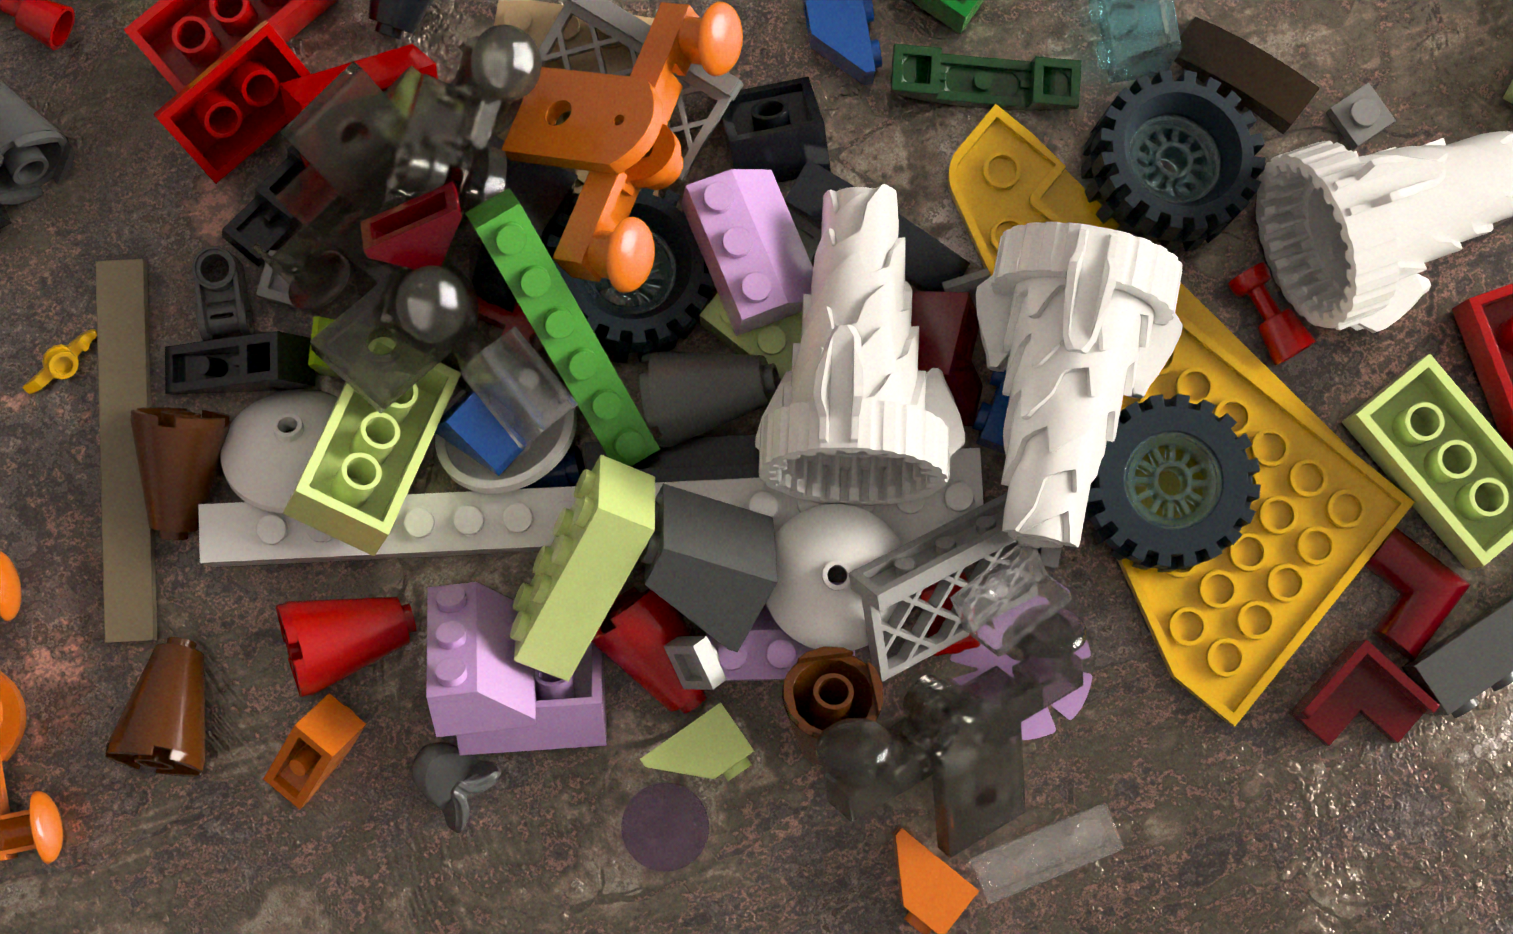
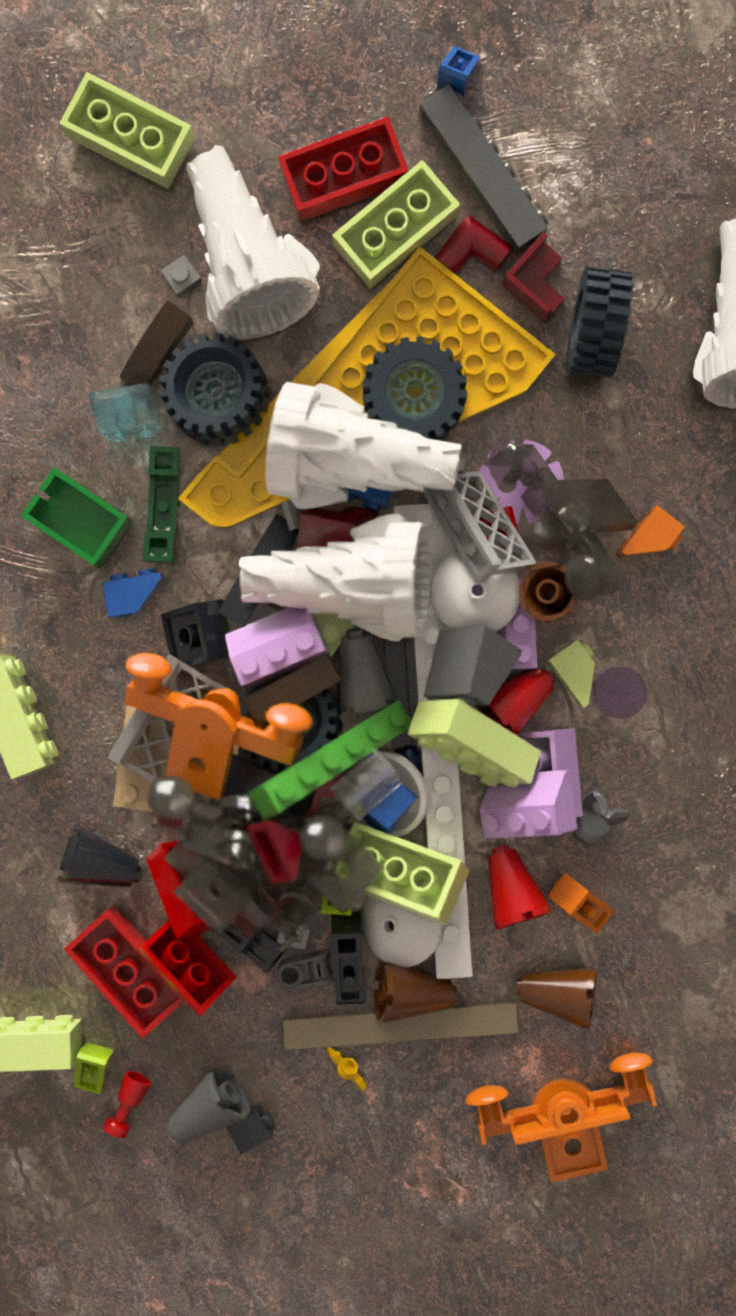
camera: 90 degrees left, 5 degrees up
(682, 273) = (293, 687): none -> dark brown slope
(695, 662) = (528, 675): light grey plate -> none
(1009, 599) = (487, 487): clear panel -> none
(1046, 853) = (631, 466): clear plate -> none
(1282, 330) = (315, 325): red piece -> none
(1289, 792) = (599, 321): none -> black wheel

